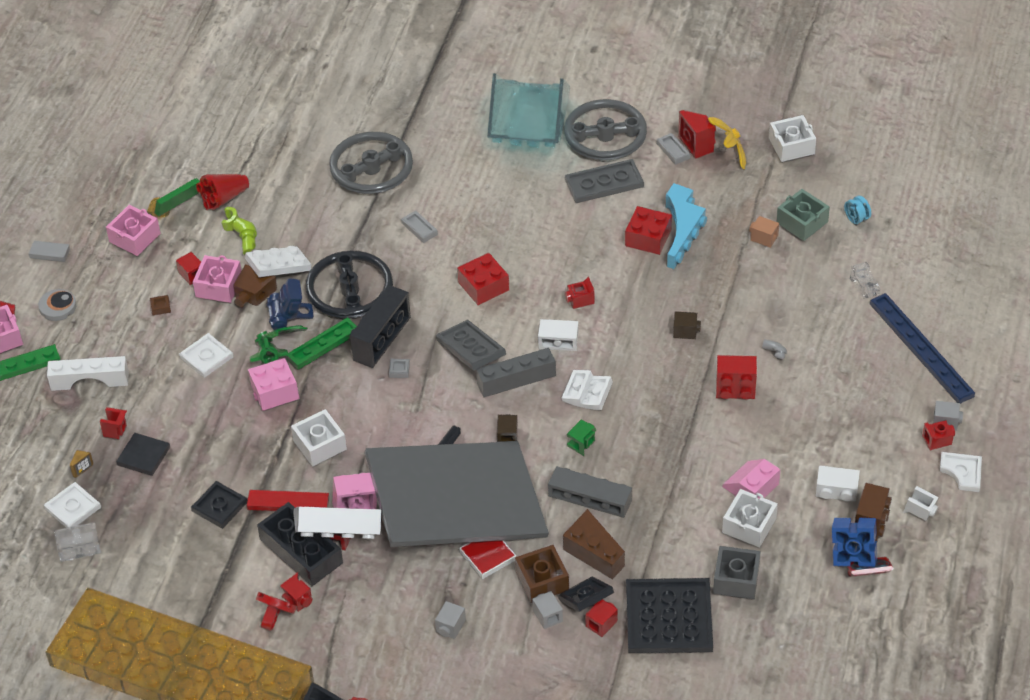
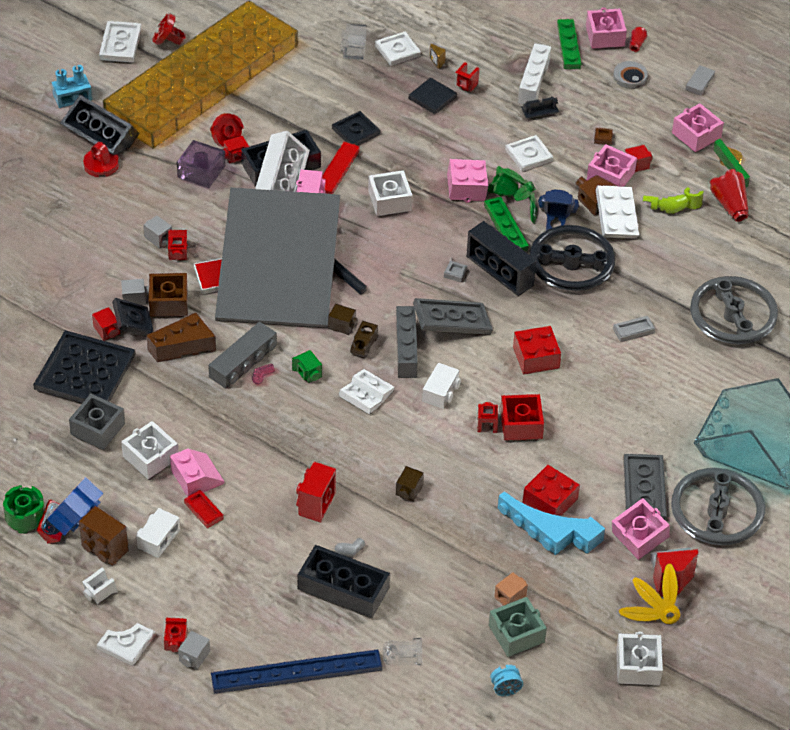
camera: 105 degrees right, 0 degrees up
(135, 360) = (536, 109): none -> black hinge
(336, 611) = (201, 164): none -> clear purple brick
(465, 594) = (177, 244): none -> red window
(527, 405) = (364, 339): none -> dark brown leg
(573, 264) = (522, 417): none -> red brick
(610, 475) = (260, 373): none -> clear pink arm
(661, 163) = (640, 528): none -> bright pink brick
(789, 464) = (203, 509): none -> red tile
(820, 334) = (343, 581): none -> black brick
(871, 591) = (23, 508): none -> green brick

